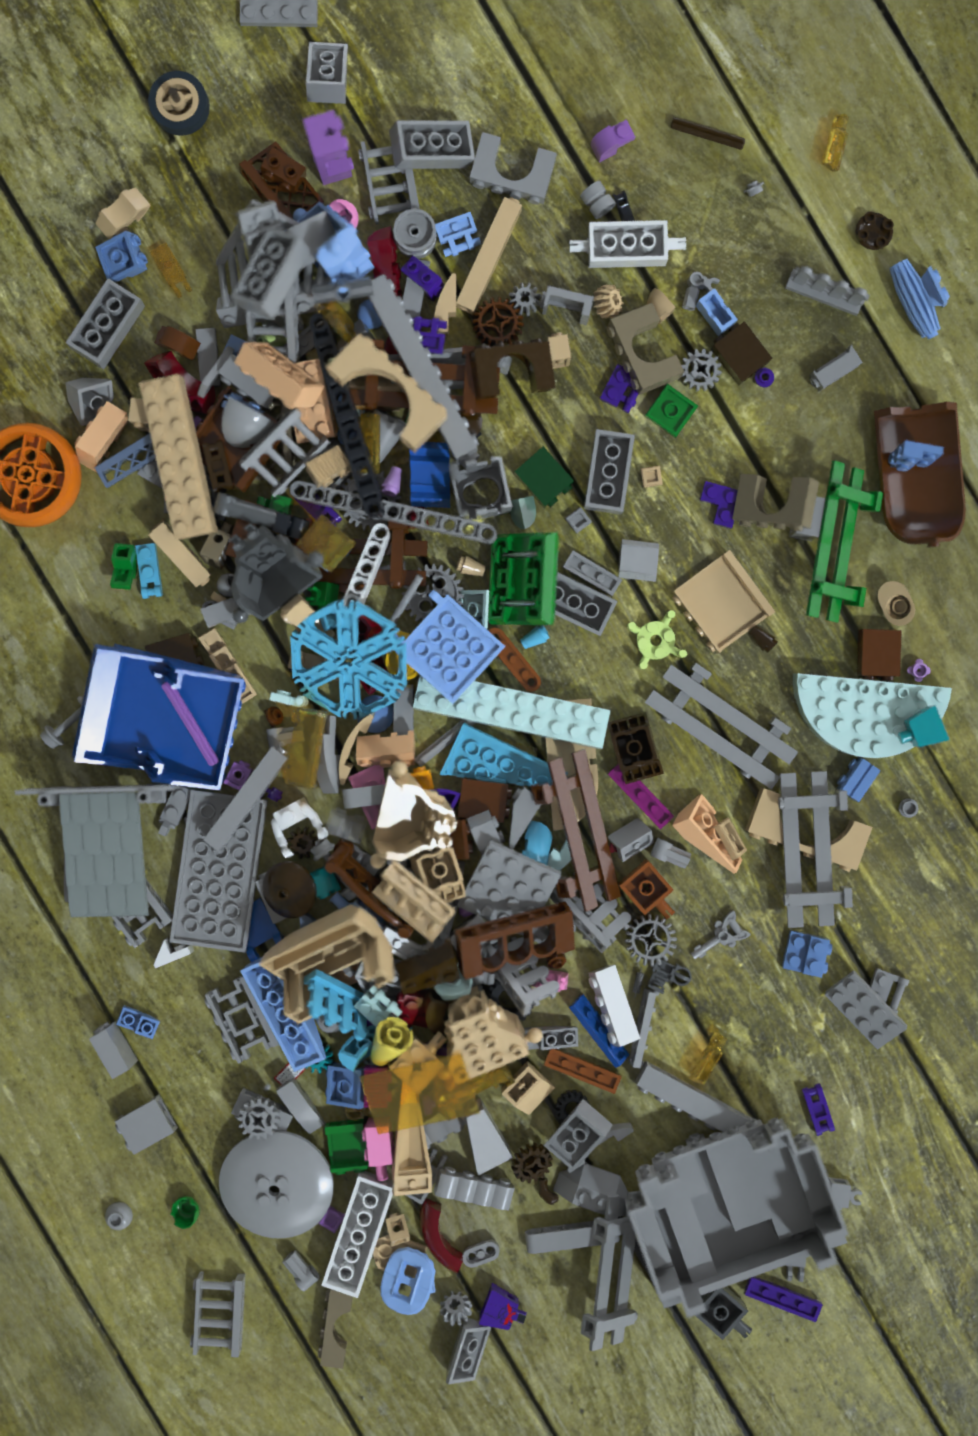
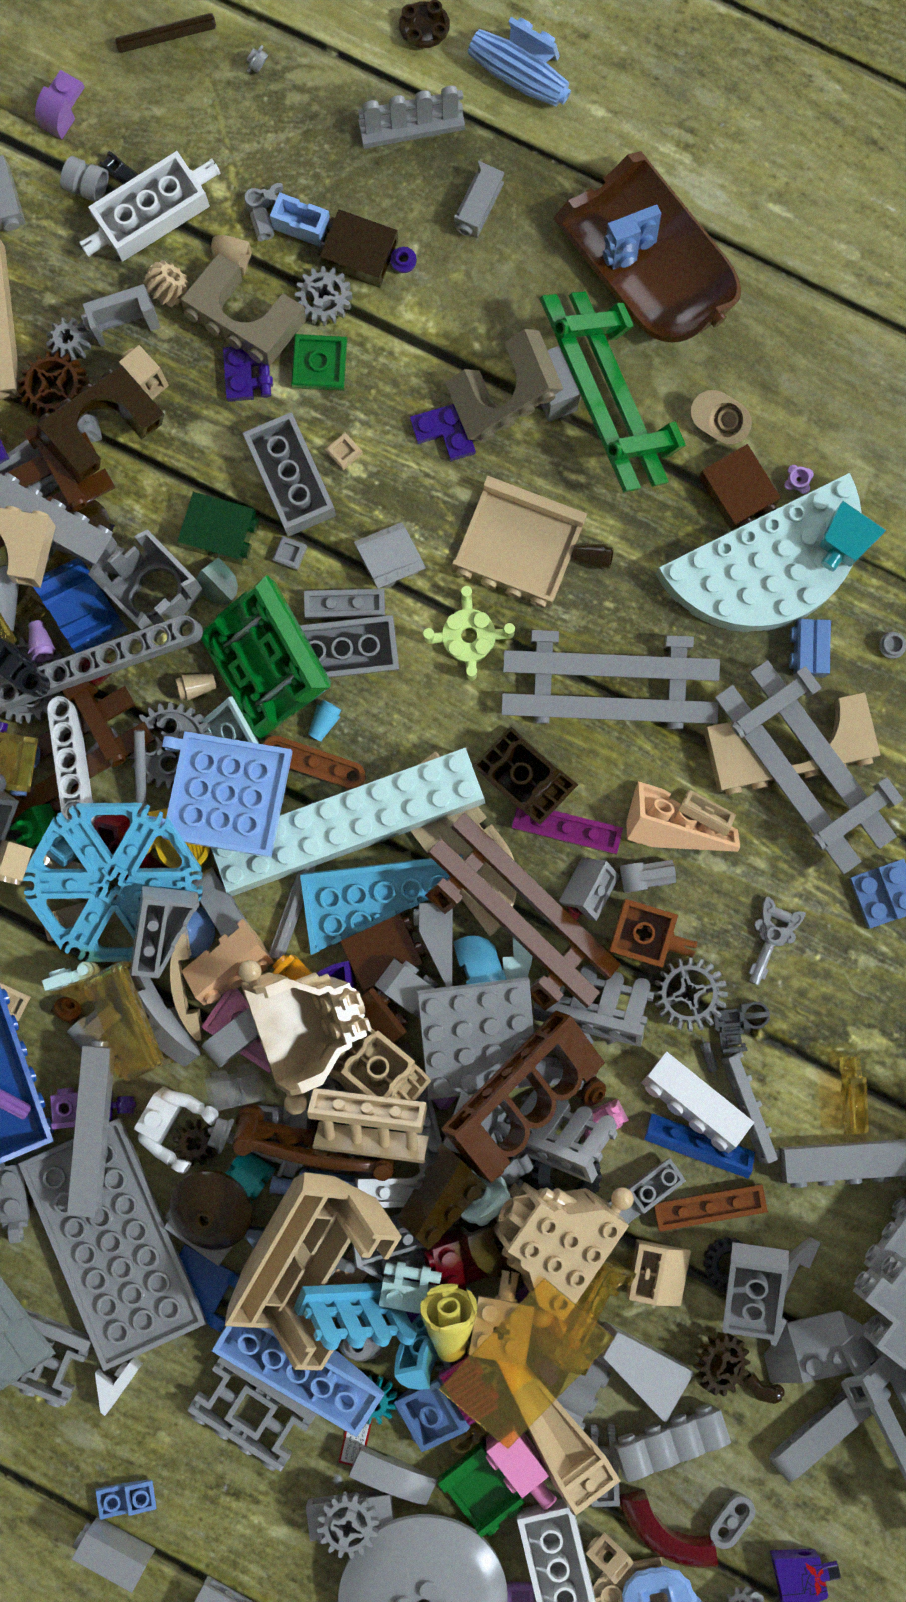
camera: 30 degrees left, 5 degrees down
(360, 704) = (159, 924): none -> light grey wedge

